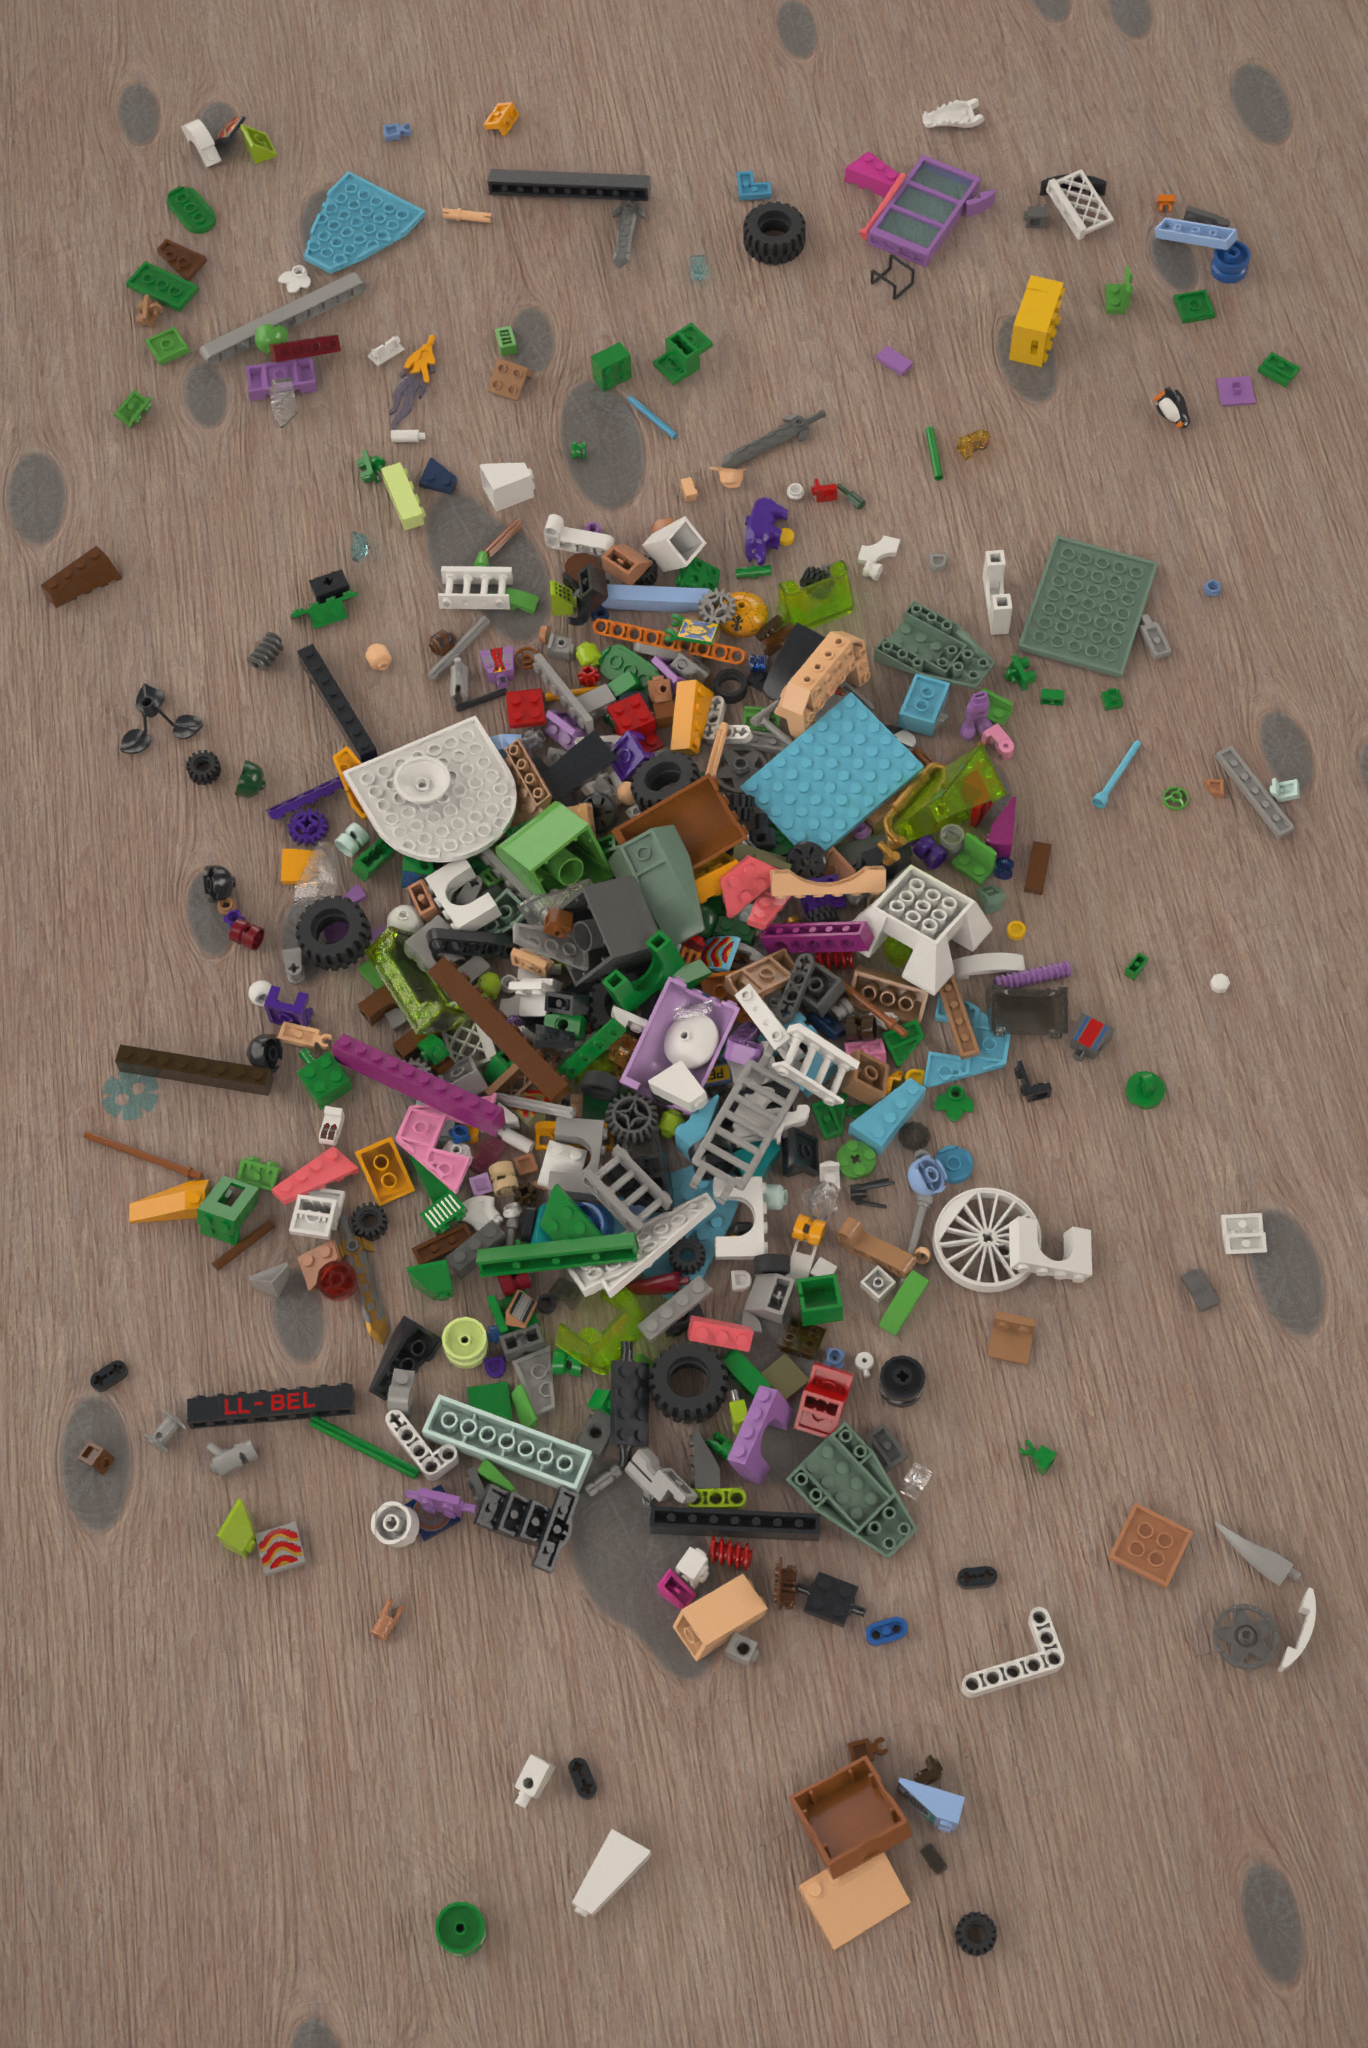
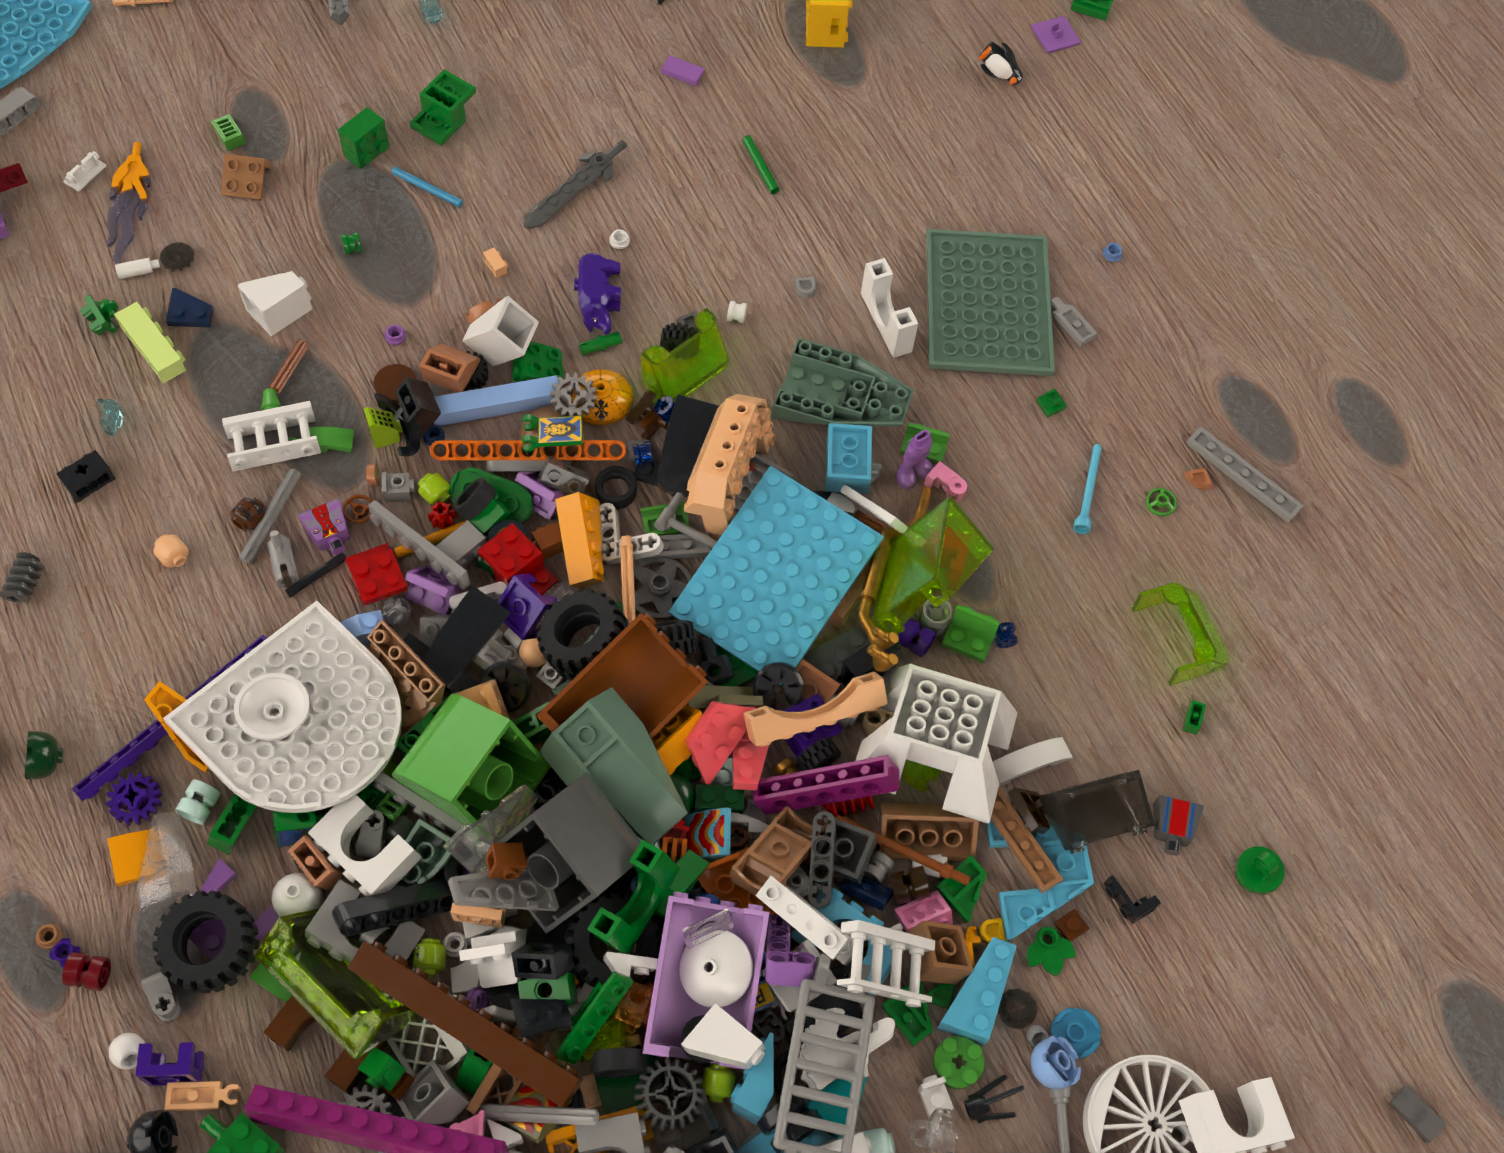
camera: 25 degrees left, 0 degrees up
(218, 883) = (31, 909): black cylinder -> none
(326, 613) = (90, 509): green bracket -> none
(337, 704) = (133, 626): black brick -> none
(396, 1019) = (317, 1035): light grey tile -> none
(434, 430) = (168, 255): none -> clear smoke gear
(574, 539) = (379, 350): white beam -> none
(615, 668) = (474, 499): none -> black tyre
(659, 689) = (535, 512): nougat brick -> none
(730, 477) = (539, 238): light nougat piece -> none
(784, 630) = (664, 407): none -> clear blue wheel
(787, 537) = (627, 294): yellow tile -> none
(800, 1154) = (891, 1077): black bracket -> none
(824, 492) = (653, 234): red bracket -> none
(852, 497) = (686, 232): dark green axle -> none
(862, 831) = (829, 631): medium lavender plate -> none
(884, 548) = (742, 283): white tile -> none
(927, 746) = (874, 509): none -> white tile
(972, 996) = (1025, 803): none -> dark brown wing
(973, 442) = (799, 144): clear yellow leg -> none
(978, 1090) = (1071, 925): none -> reddish brown plate
(991, 898) = (1003, 674): sand green slope -> none
(1002, 831) = (994, 593): magenta slope -> none
(1016, 672) = (940, 397): green hips -> none
(1016, 930) = (1043, 707): yellow tile -> none
(1033, 976) = (1083, 761): medium lavender piece -> none
(1037, 867) = (1041, 624): reddish brown tile -> none
(1052, 697) = (986, 415): green piece -> none
(1163, 920) = (1209, 649): none -> clear neon green windscreen
(1219, 983) = (1292, 713): white tile -> none
(1243, 1233) = (1437, 1024): white slope -> none
(1285, 790) = (1276, 464): light aqua bracket -> none

